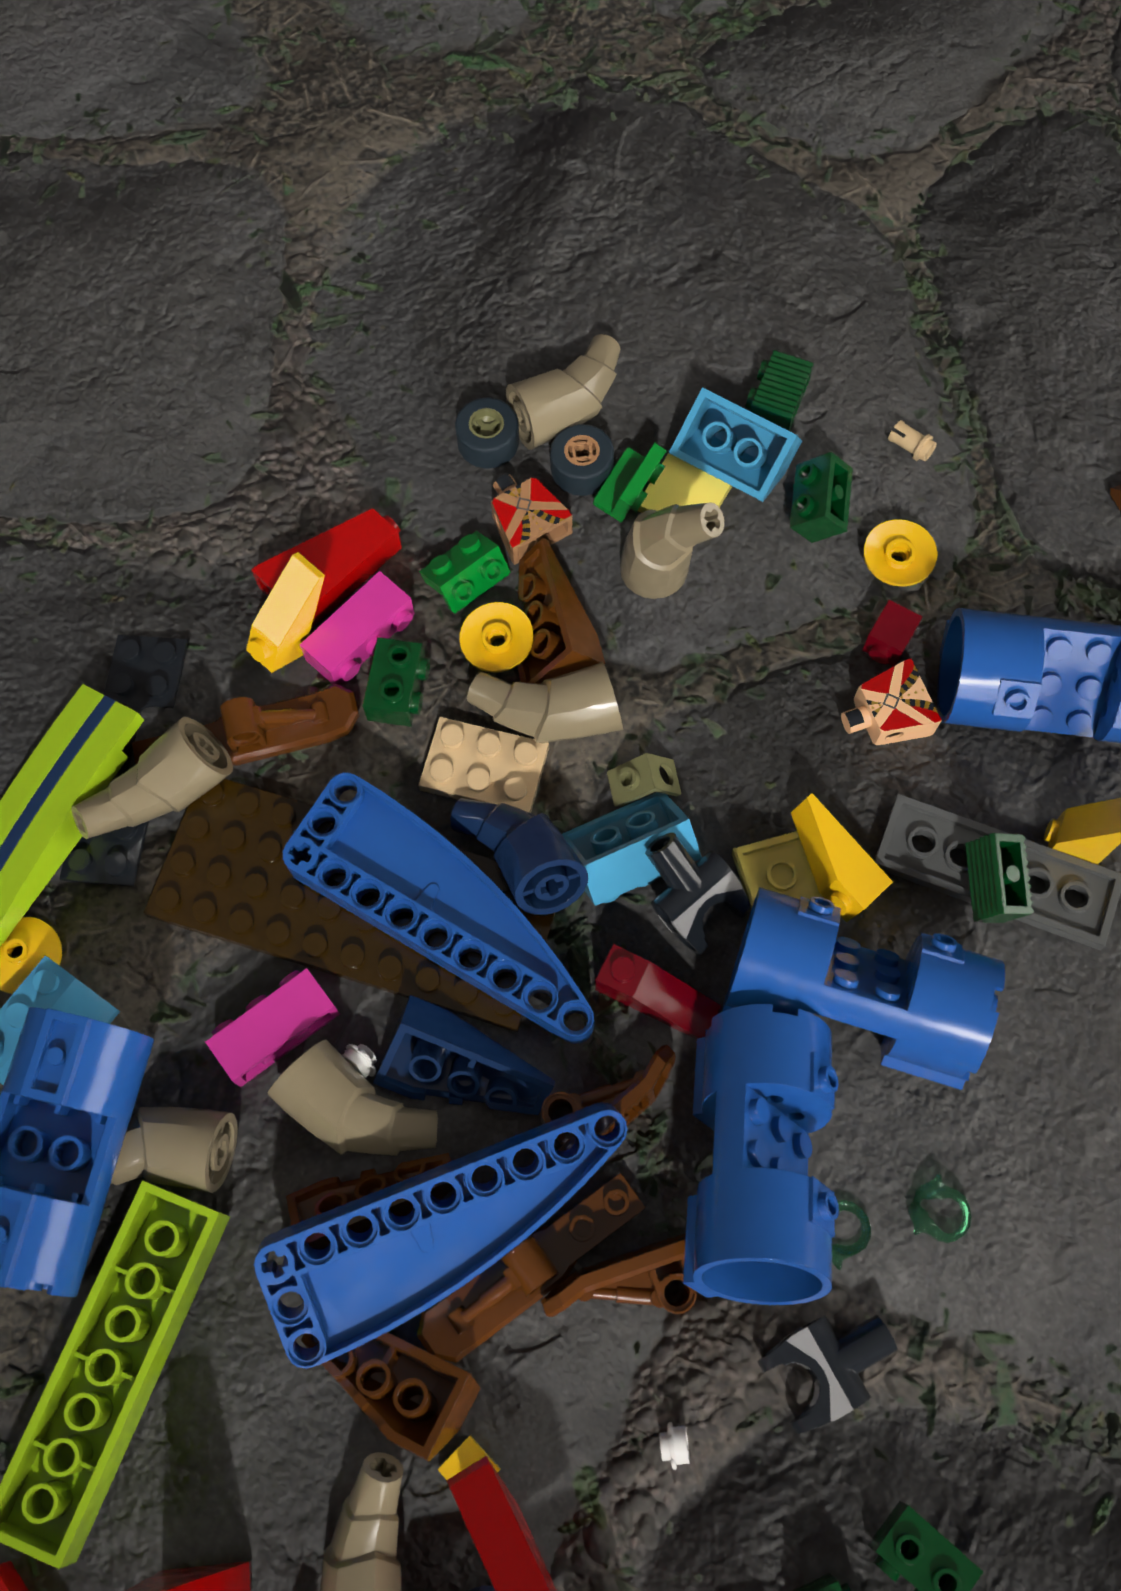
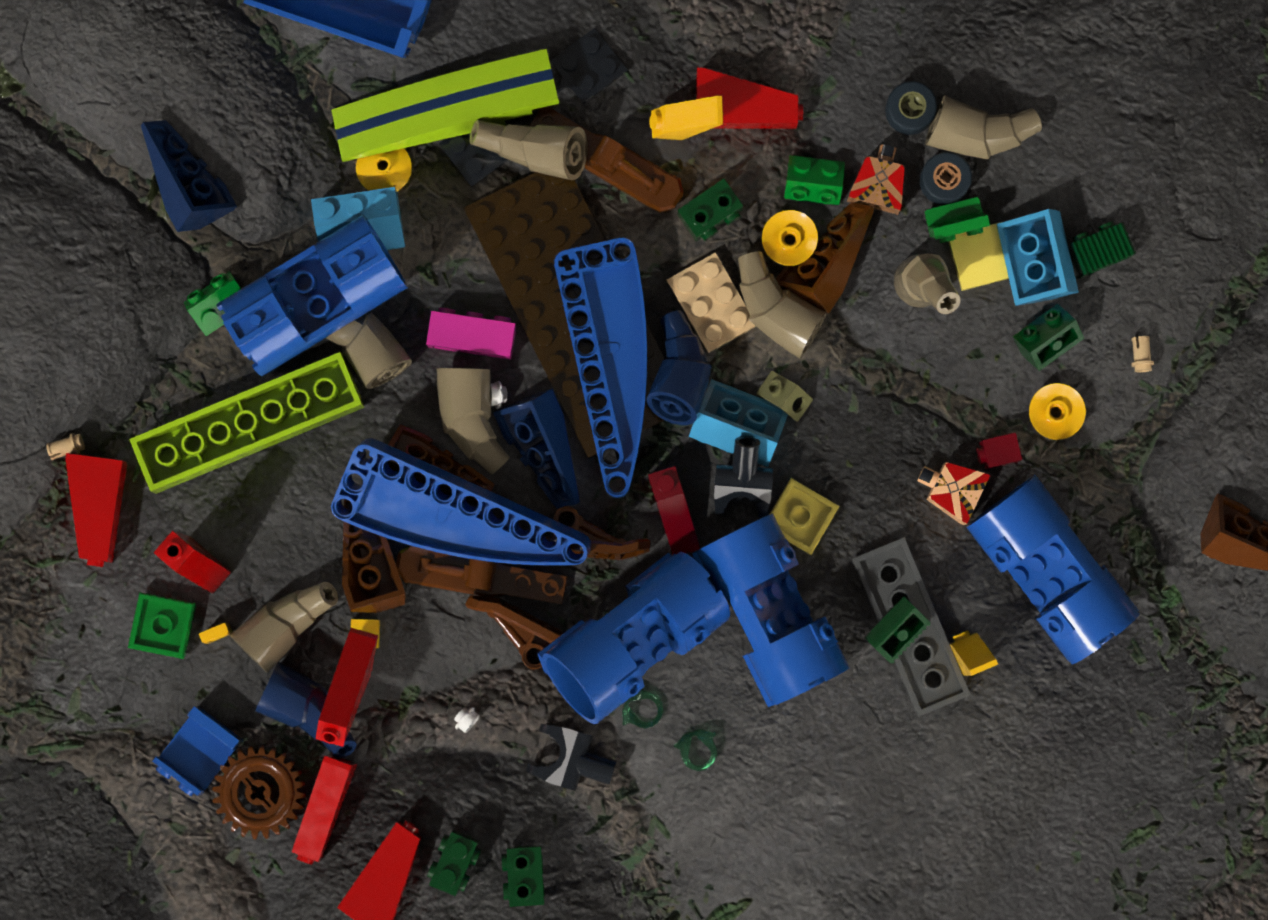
camera: 45 degrees right, 15 degrees up
(352, 631) = (722, 159): dark pink brick -> none
(837, 861) = (831, 543): yellow slope -> none

